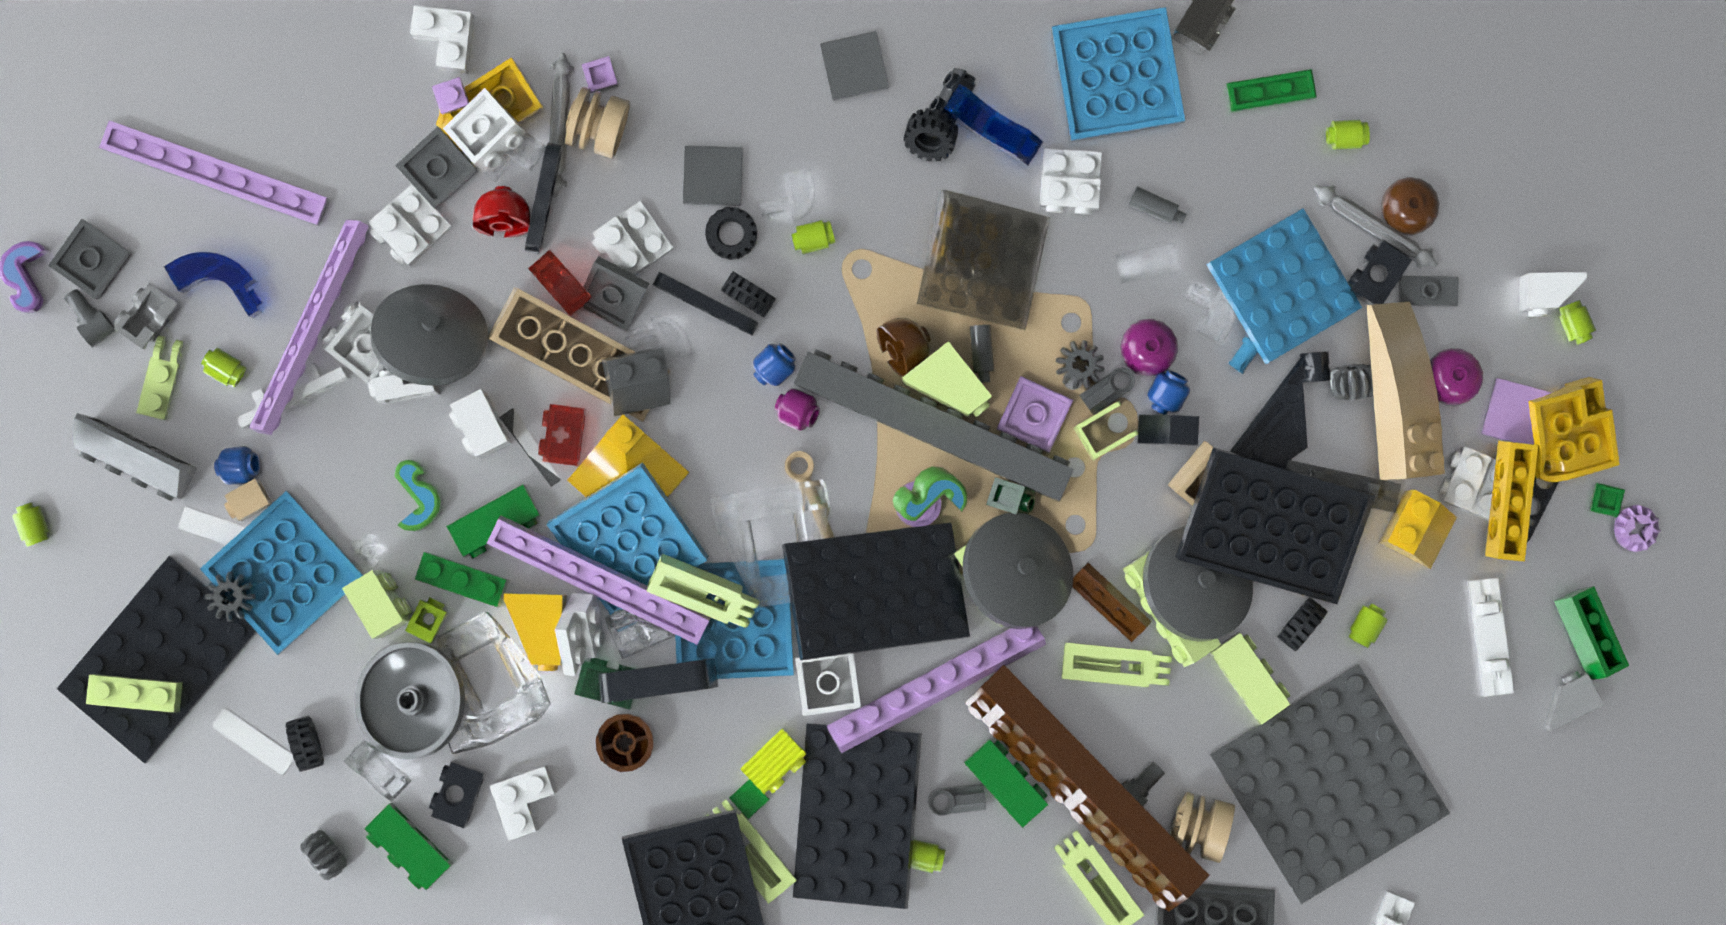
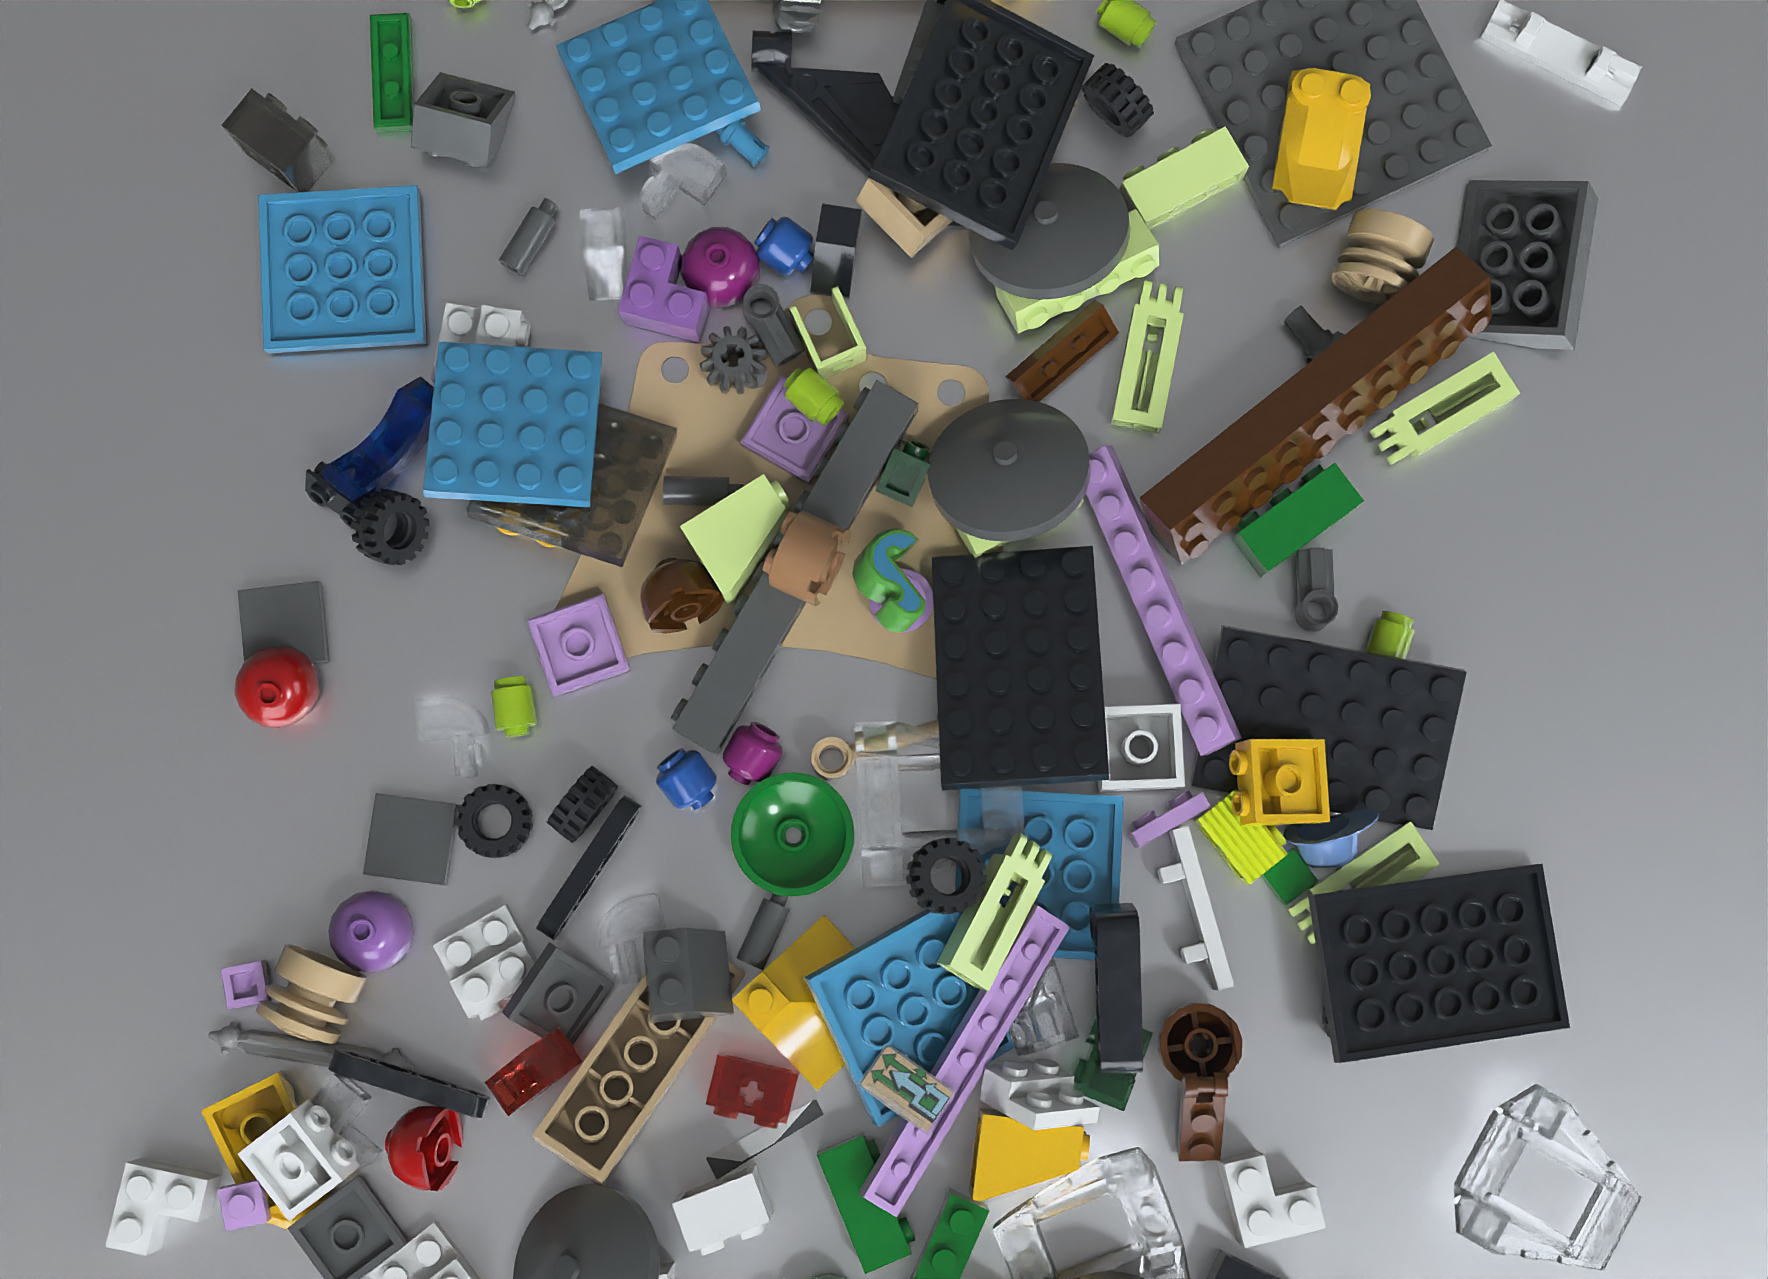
camera: 90 degrees left, 5 degrees down
(573, 541) = (906, 1089): none -> clear panel
(575, 748) = (1201, 1116): none -> reddish brown plate
(645, 156) = (371, 931): none -> medium lavender cylinder
(674, 432) = (764, 931): none -> dark grey cylinder
(726, 571) = (971, 872): none -> black tyre
(730, 425) = (762, 826): none -> green dish
(746, 725) = (1210, 943): none -> white hinge
(774, 697) = (1182, 809): none -> lavender plate
(778, 823) = (1331, 842): none -> medium blue piece
(810, 68) = (277, 686): none -> red cylinder
(812, 783) = (1280, 782): none -> yellow plate
(862, 277) = (578, 645): none -> lavender tile
(935, 433) = (806, 557): none -> medium nougat brick
(1011, 214) = (513, 424): none -> dark azure plate
(1057, 425) = (813, 395): none -> lime brick
(1118, 301) = (653, 298): none -> medium lavender brick
(1239, 147) = (461, 119): none -> dark grey slope
(1287, 775) = (1321, 137): none -> yellow slope

